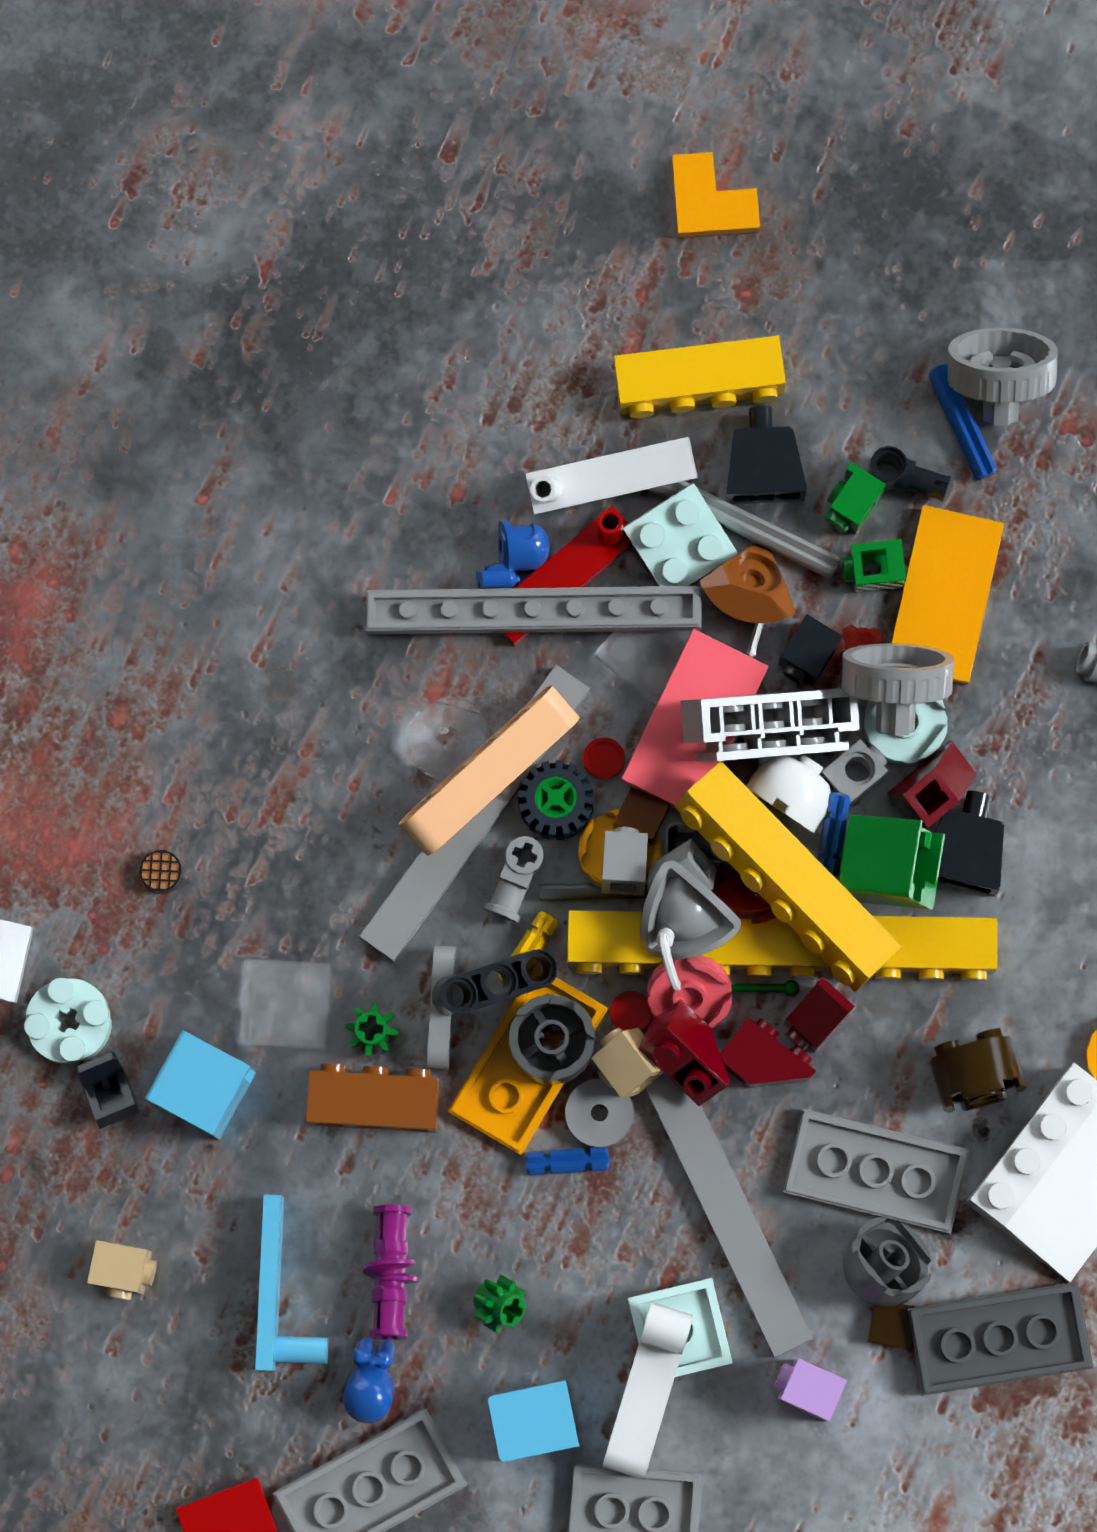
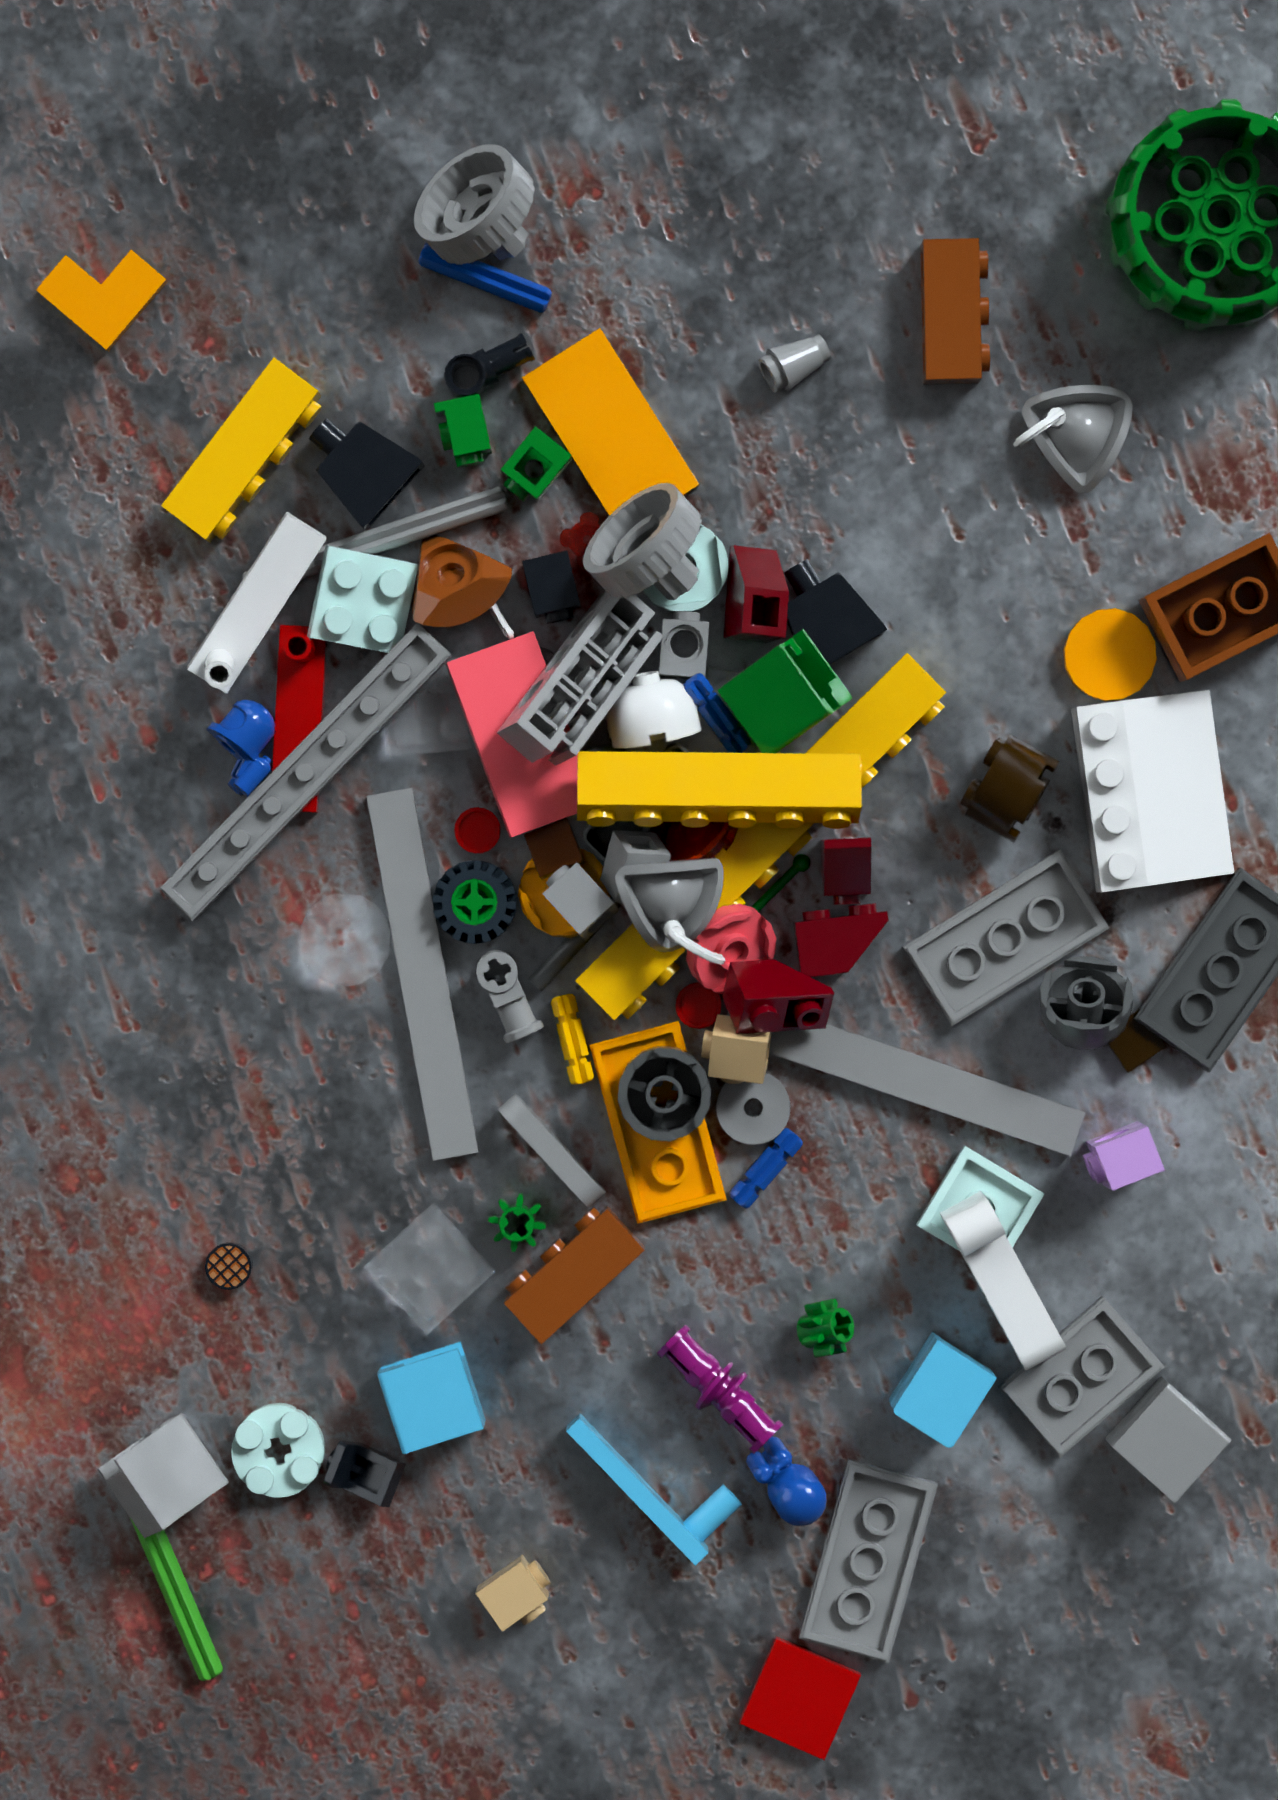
camera: 50 degrees left, 10 degrees up
(489, 770) = (402, 934): light nougat beam -> none
(514, 982) = (594, 1081): black beam -> none

